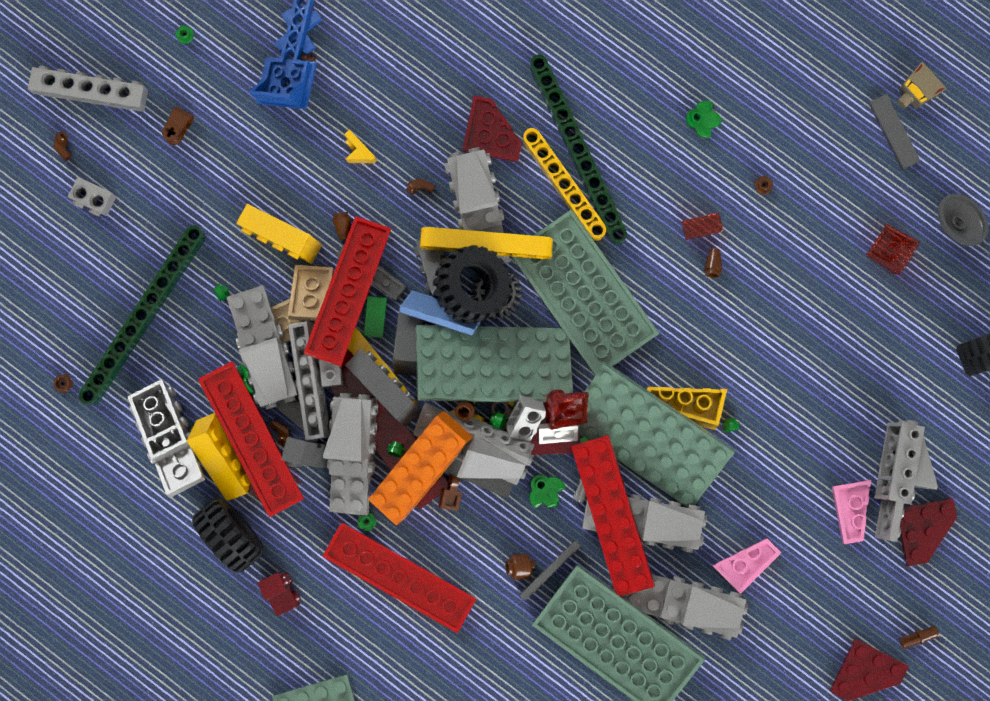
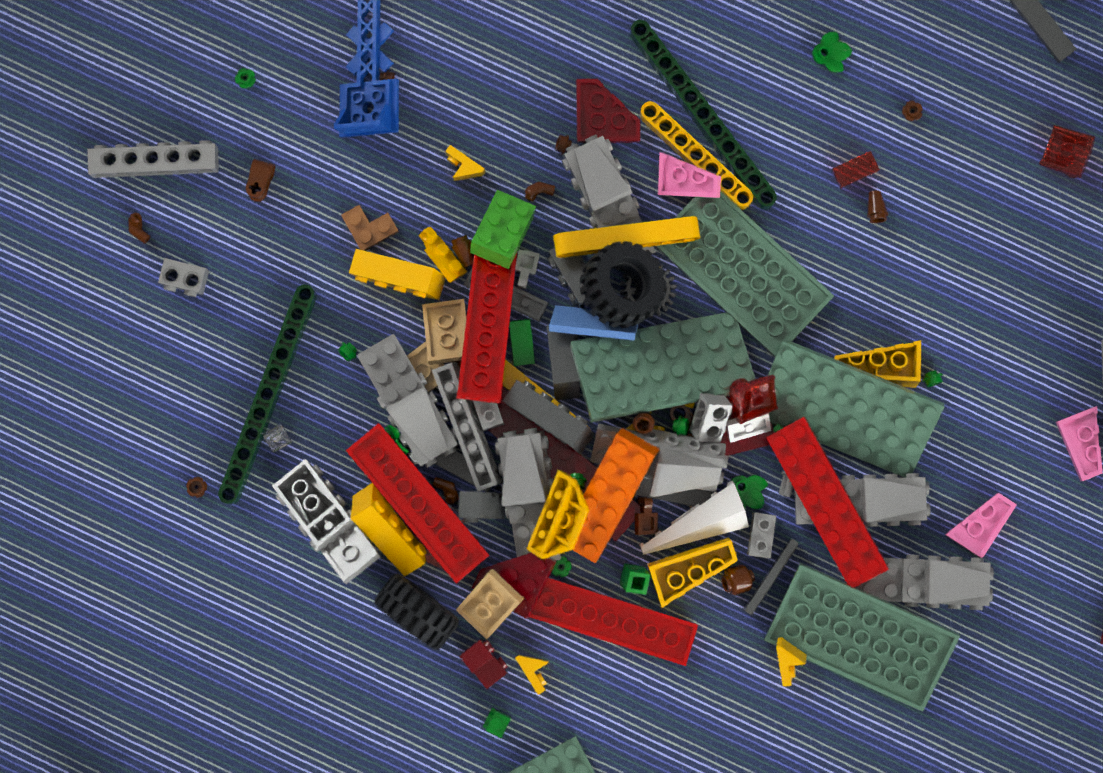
camera: 10 degrees left, 0 degrees up
(142, 355) = (277, 438): none -> clear plate
(262, 192) = (367, 233): none -> medium nougat plate
(280, 647) = (497, 722): none -> green brick
(295, 541) = (489, 604): none -> tan plate
(318, 604) = (529, 666): none -> yellow slope
(321, 225) = (441, 255): none -> yellow hinge
(323, 526) = (525, 575): none -> dark red plate
(371, 480) = (559, 519): none -> yellow wedge
(379, 213) = (502, 229): none -> bright green brick
(394, 249) = (526, 264): none -> light grey plate
(429, 546) = (635, 579): none -> green brick
(449, 148) = (562, 143): none -> reddish brown plate
(479, 547) = (690, 568): none -> yellow wedge
(512, 506) = (714, 517): none -> white wedge
(549, 532) = (761, 535): none -> light grey brick
(549, 645) = (789, 657): none -> yellow slope
(550, 203) = (685, 179): none -> bright pink wing

